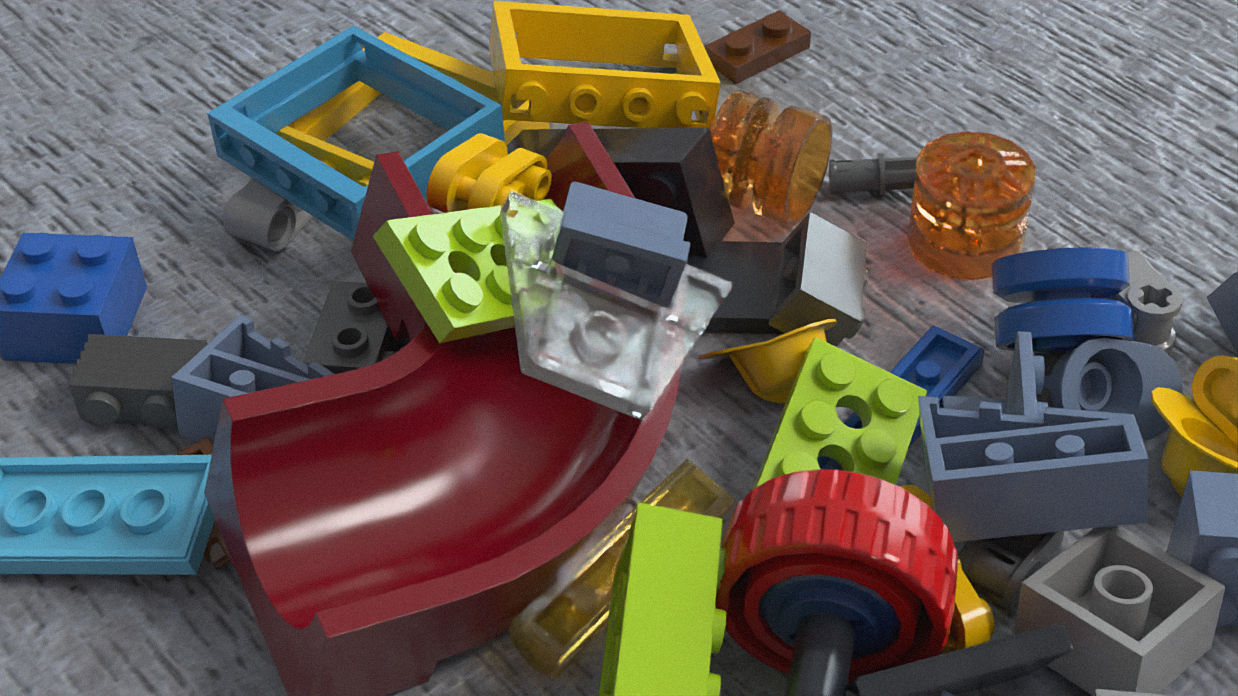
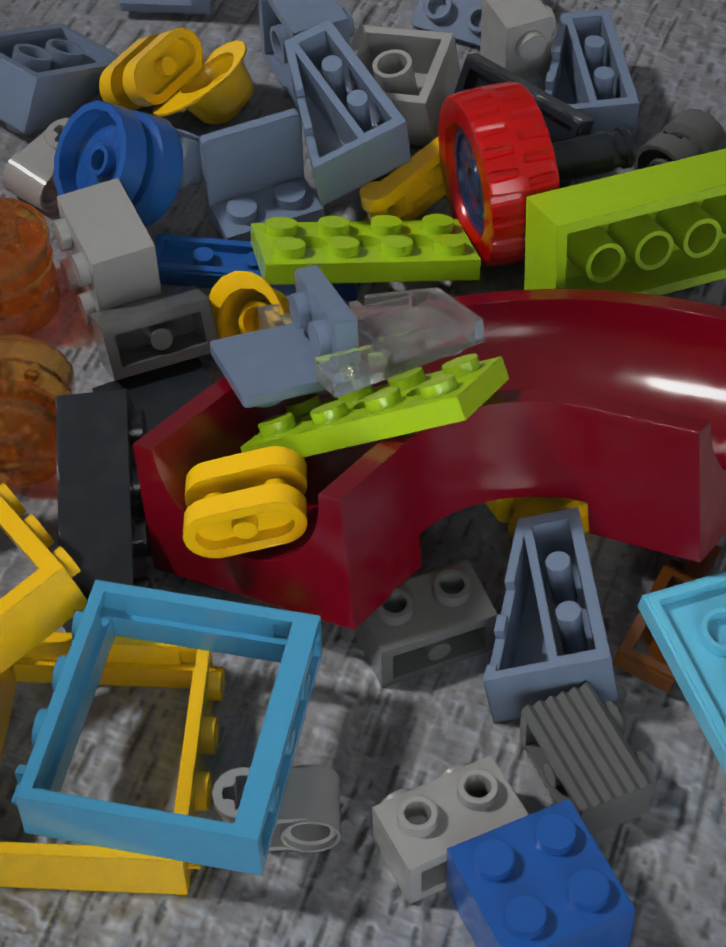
camera: 120 degrees left, 5 degrees up
(171, 281) = (420, 823): none -> light grey brick
(928, 268) = (105, 248): none -> light grey brick

